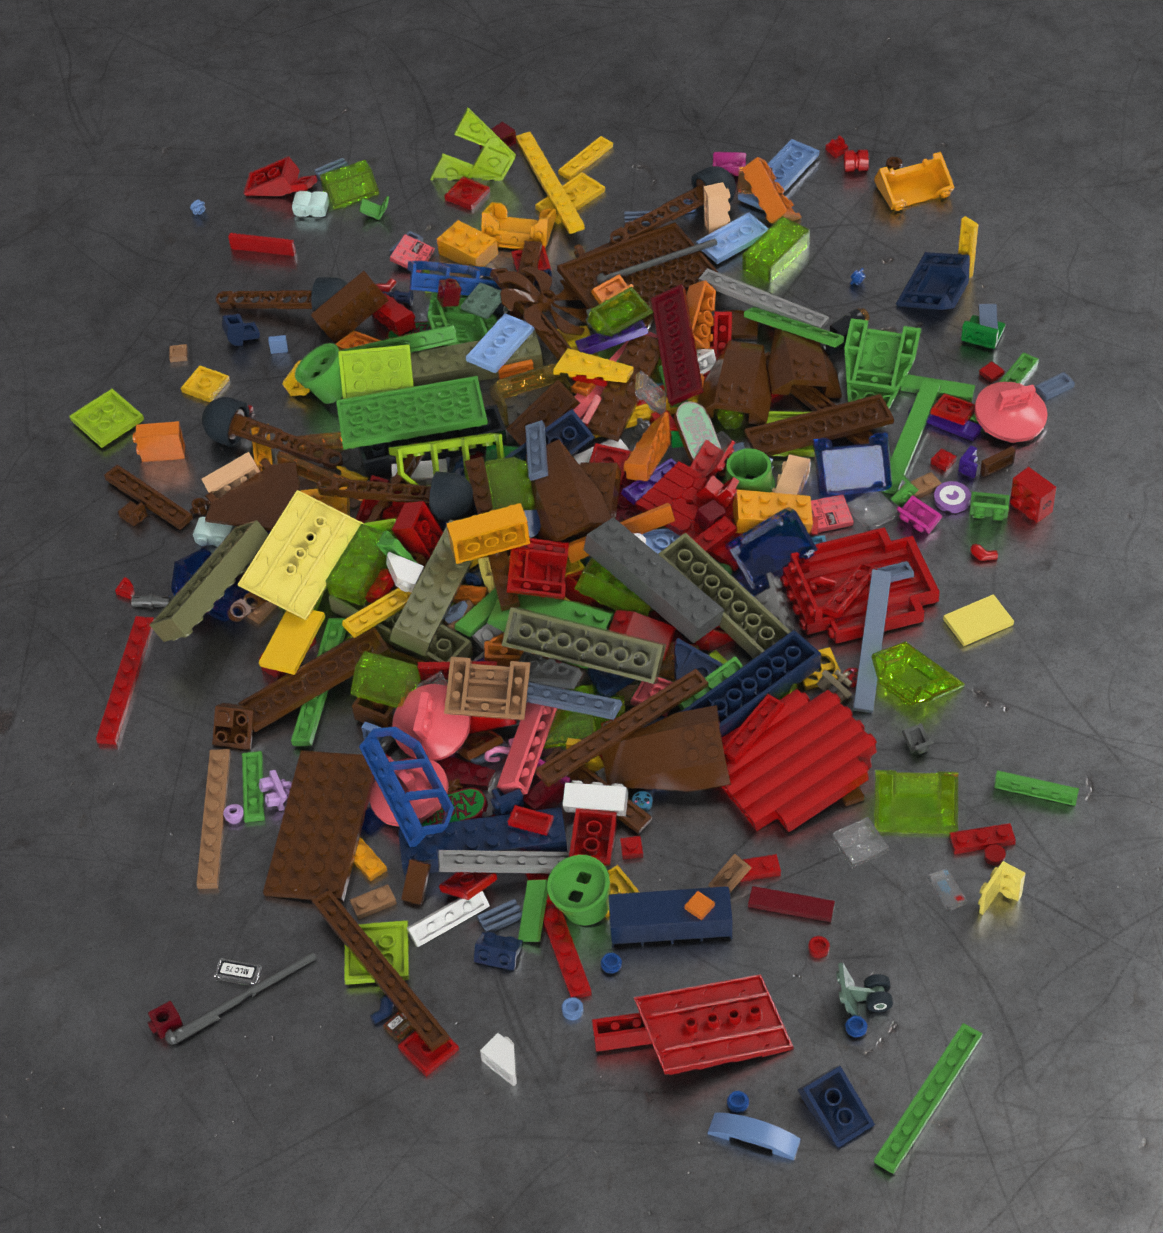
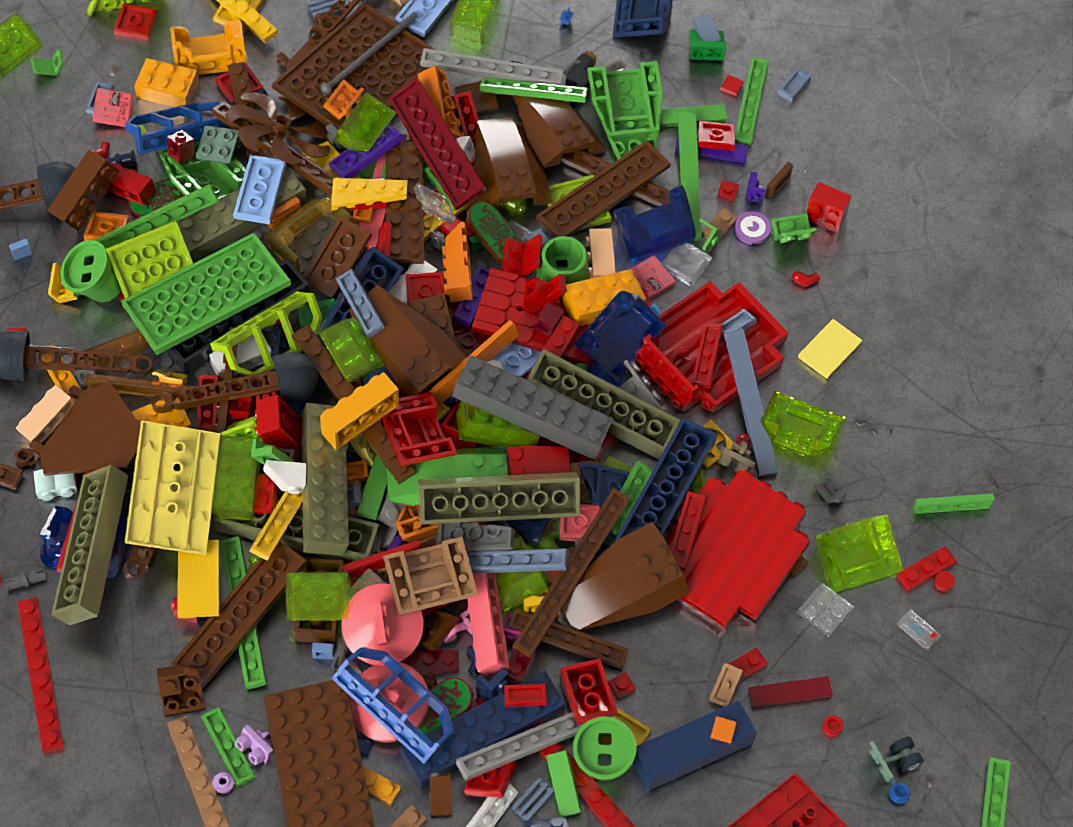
camera: 30 degrees left, 10 degrees up
(595, 797) = (573, 650): white brick -> none
(611, 963) = (656, 810): blue plate -> none
(643, 800) = (610, 633): dark azure tile -> none
(919, 514) = (733, 256): dark pink bracket -> none
(1005, 880) = (971, 606): light yellow bracket -> none
(1011, 411) = (769, 124): coral bracket -> none

